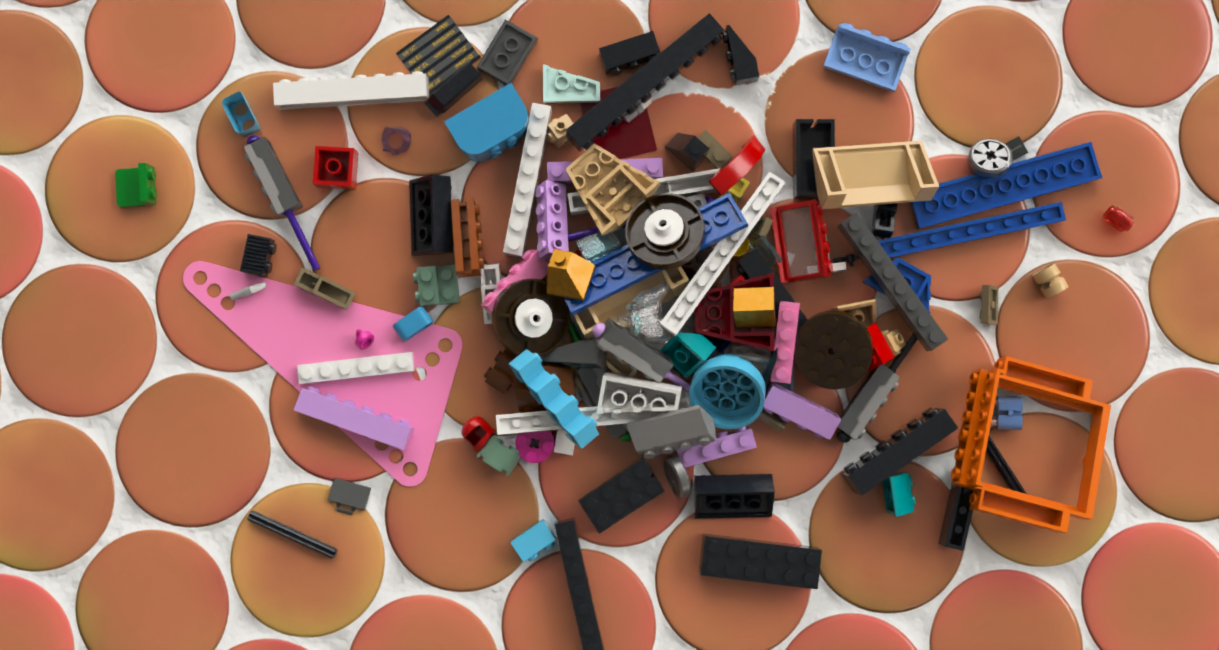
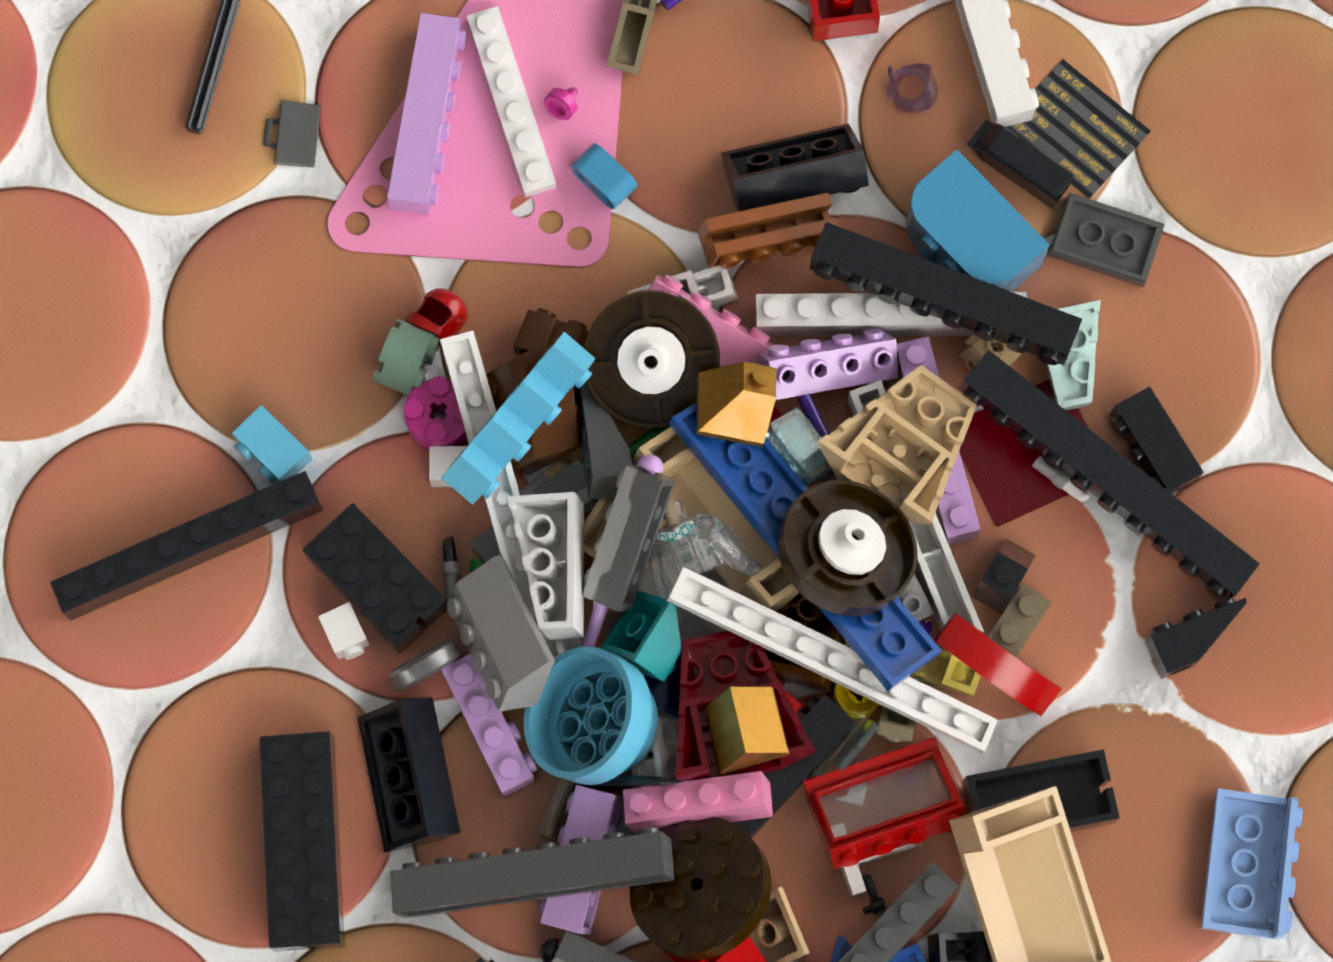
camera: 80 degrees right, 10 degrees down
(436, 285) = (676, 201): sand green plate -> none
(527, 146) = (944, 294): none -> black brick
(622, 452) = (450, 566): none -> light grey piece
(648, 517) = (344, 632): none -> white brick
(807, 438) = (532, 874): none -> dark grey brick

